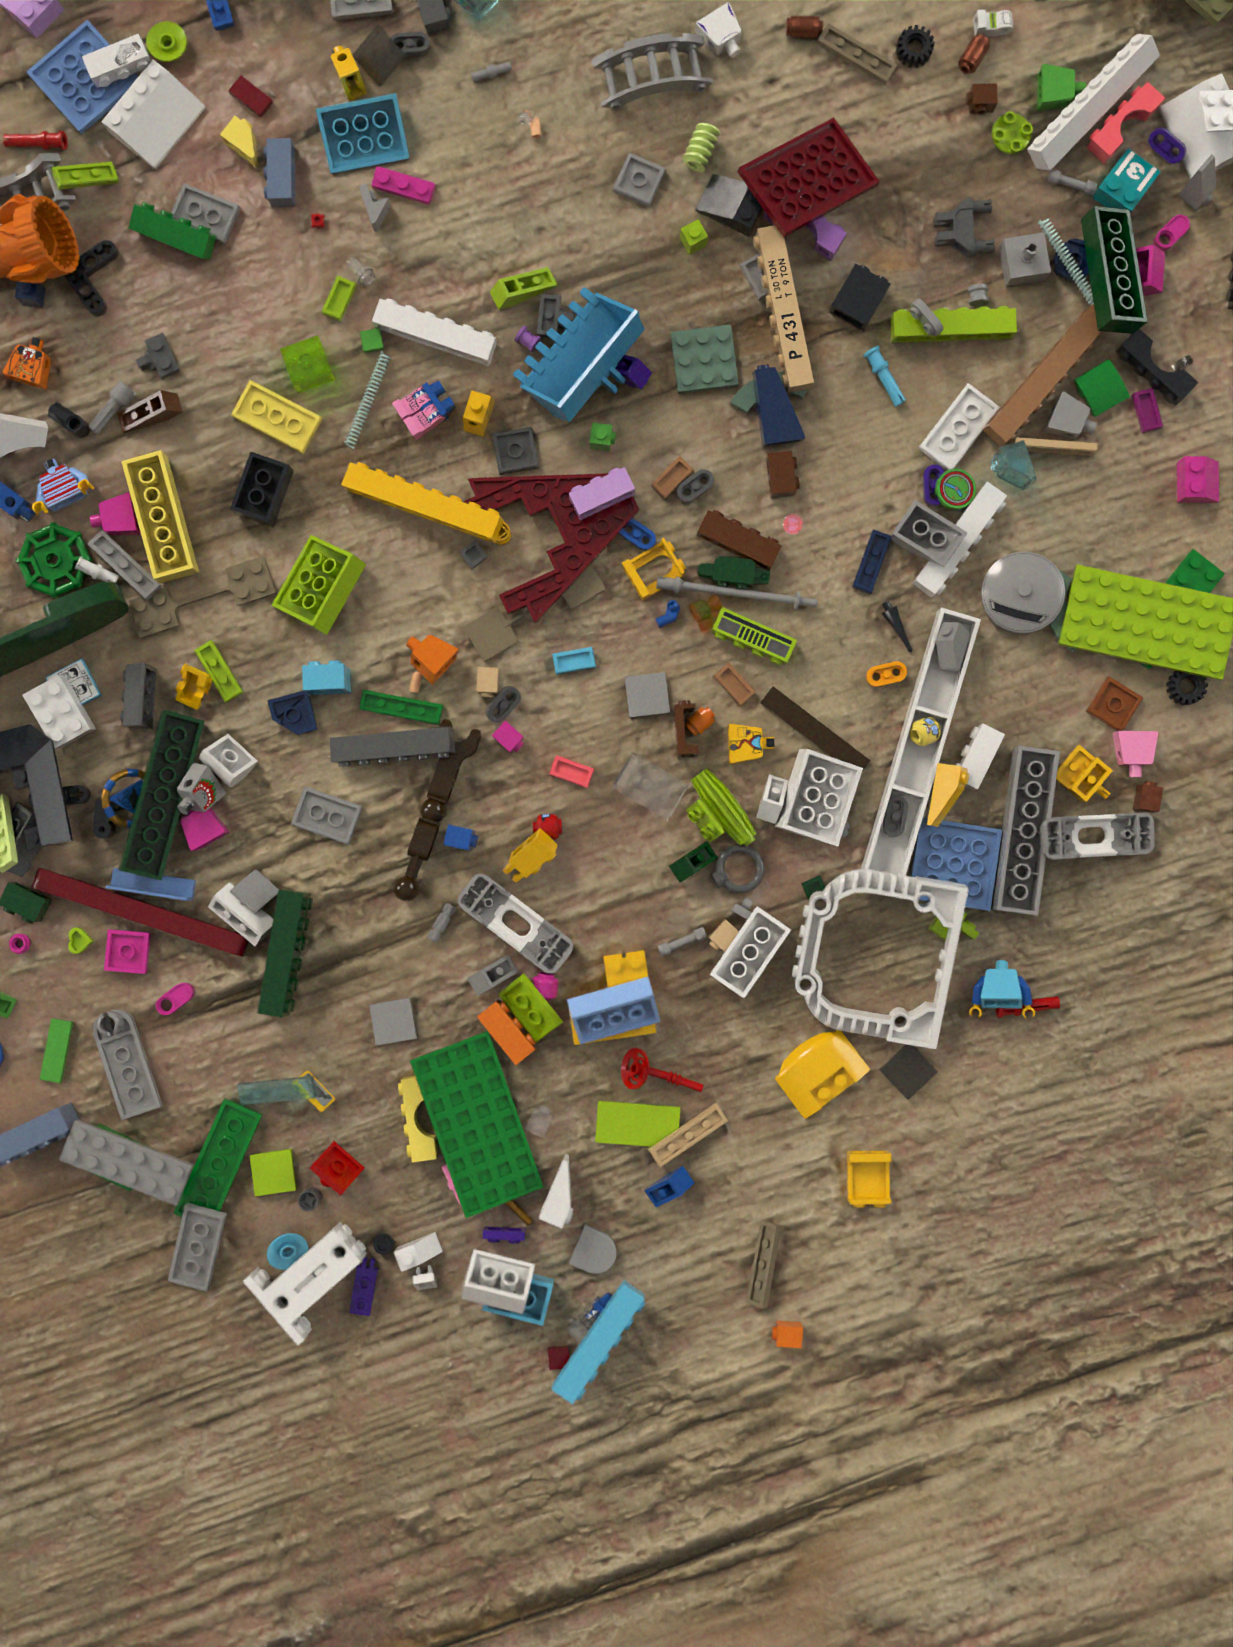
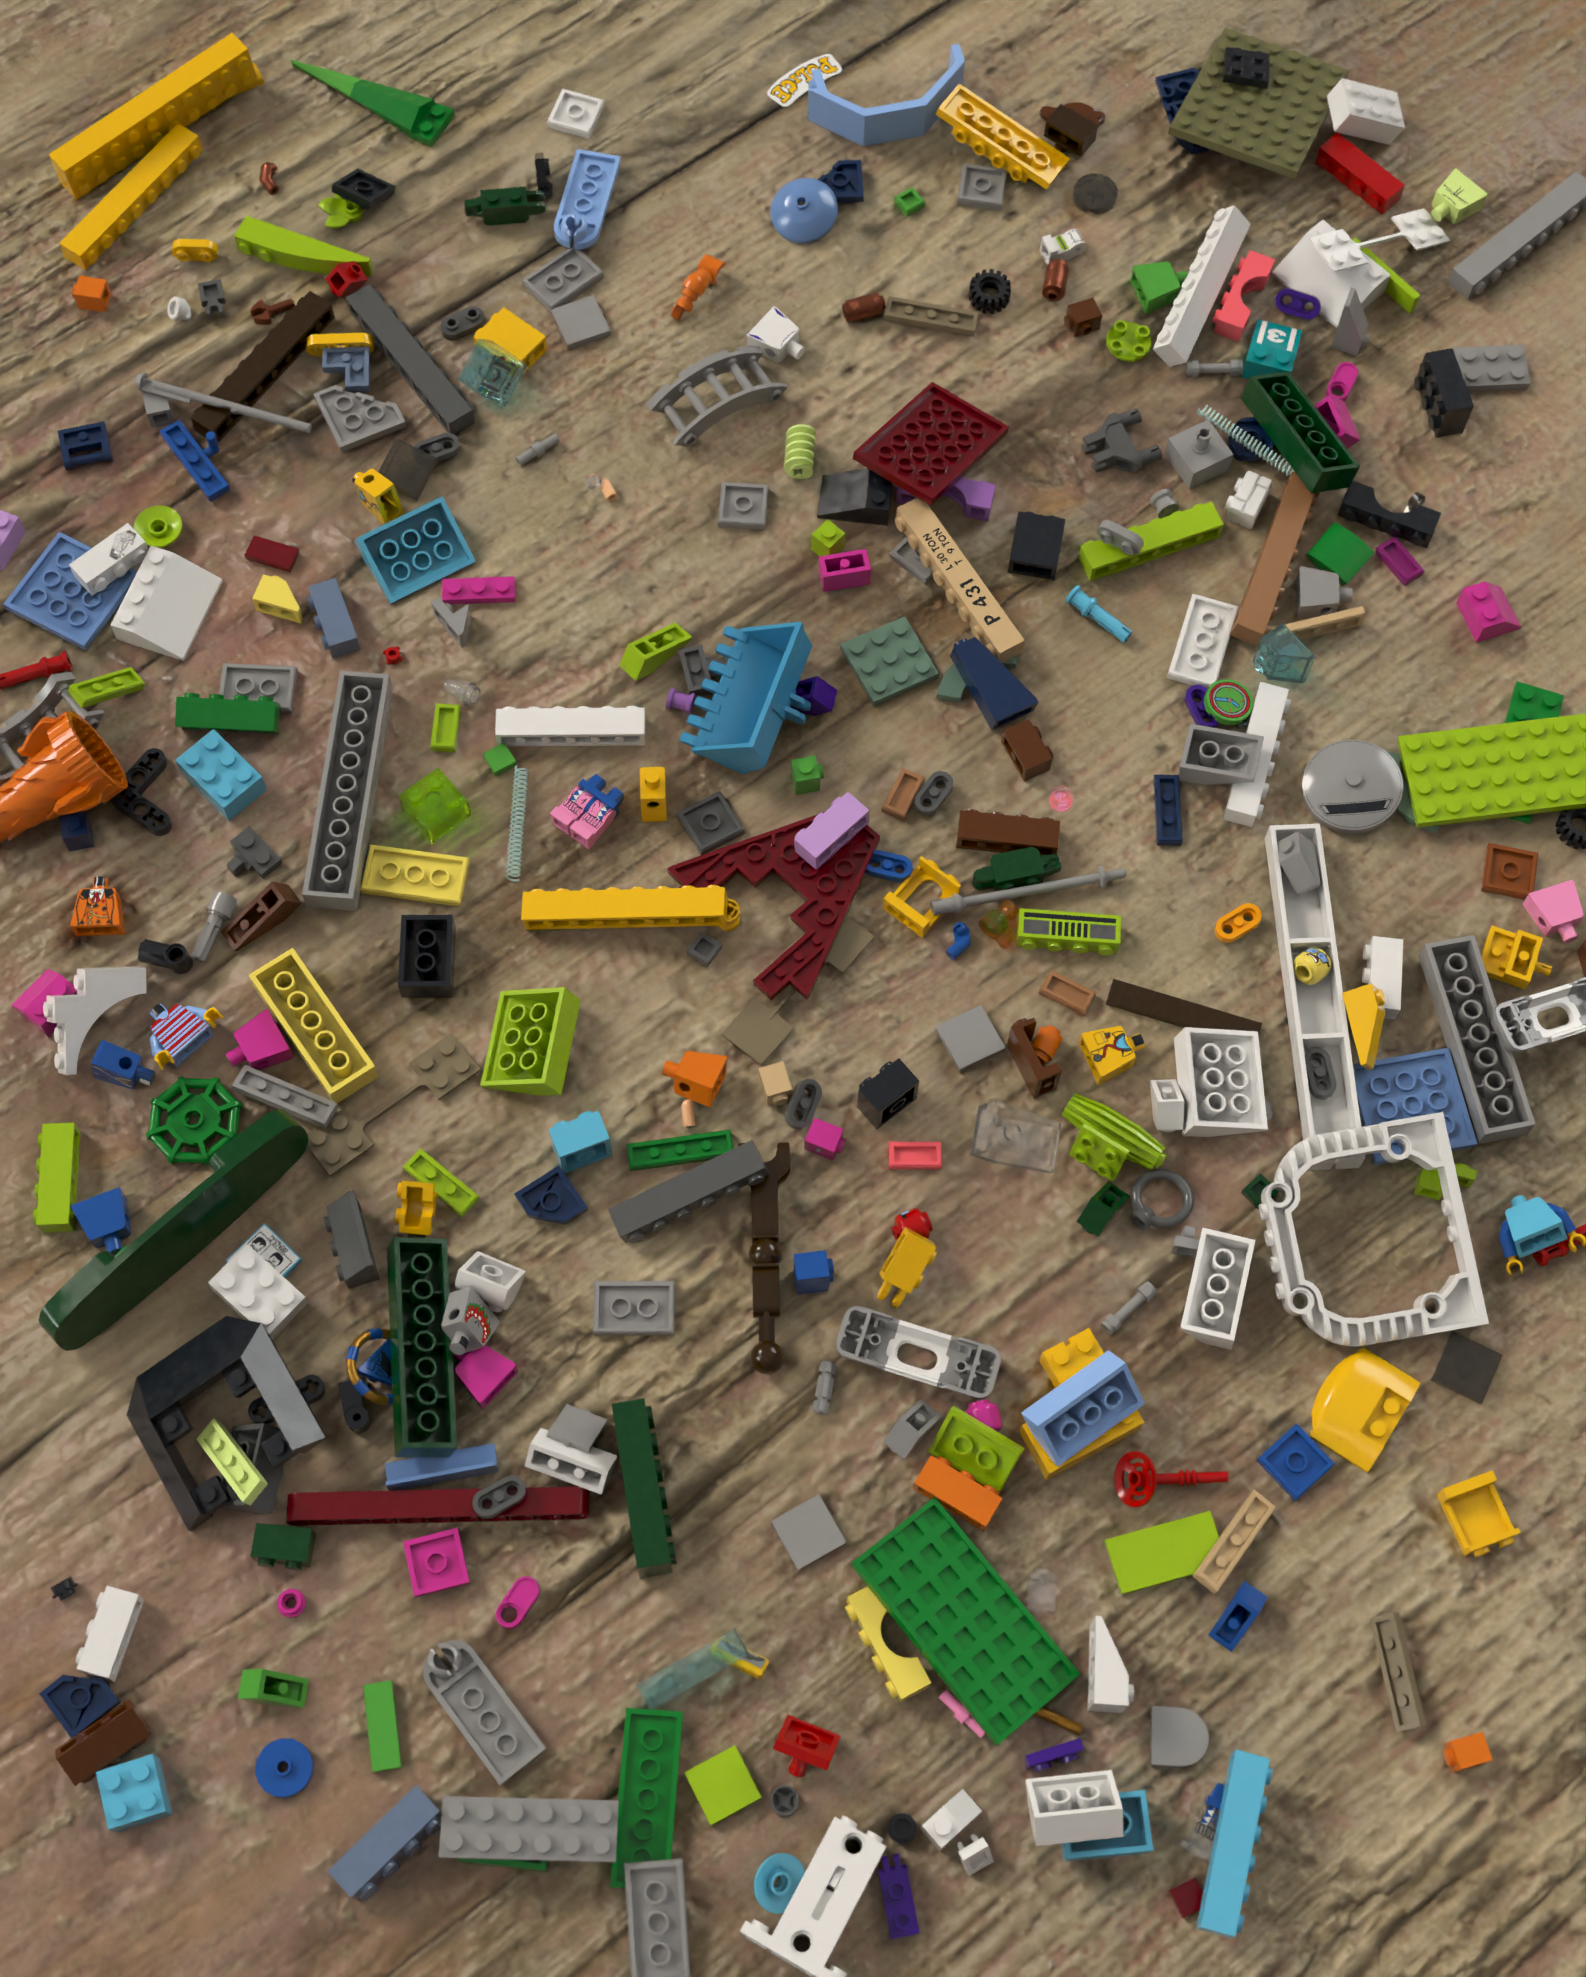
camera: 25 degrees left, 20 degrees down
(79, 940) = (368, 1573): lime tile -> none
(96, 571) = (246, 1112): white pin -> none
(152, 281) = (221, 775): none -> medium azure brick
(182, 924) = (498, 1496): none -> dark grey plate
(245, 328) = (347, 791): none -> light grey brick
(566, 719) = (887, 1093): none -> black brick
(574, 660) = (868, 1029): medium azure tile -> none
(696, 268) = (844, 570): none -> dark pink brick
(723, 936) = (1176, 1282): tan brick -> none
(756, 1093) = (1295, 1462): none -> blue tile
(892, 616) = (1218, 860): black piece -> none
(1048, 315) = (1249, 499): none -> white brick

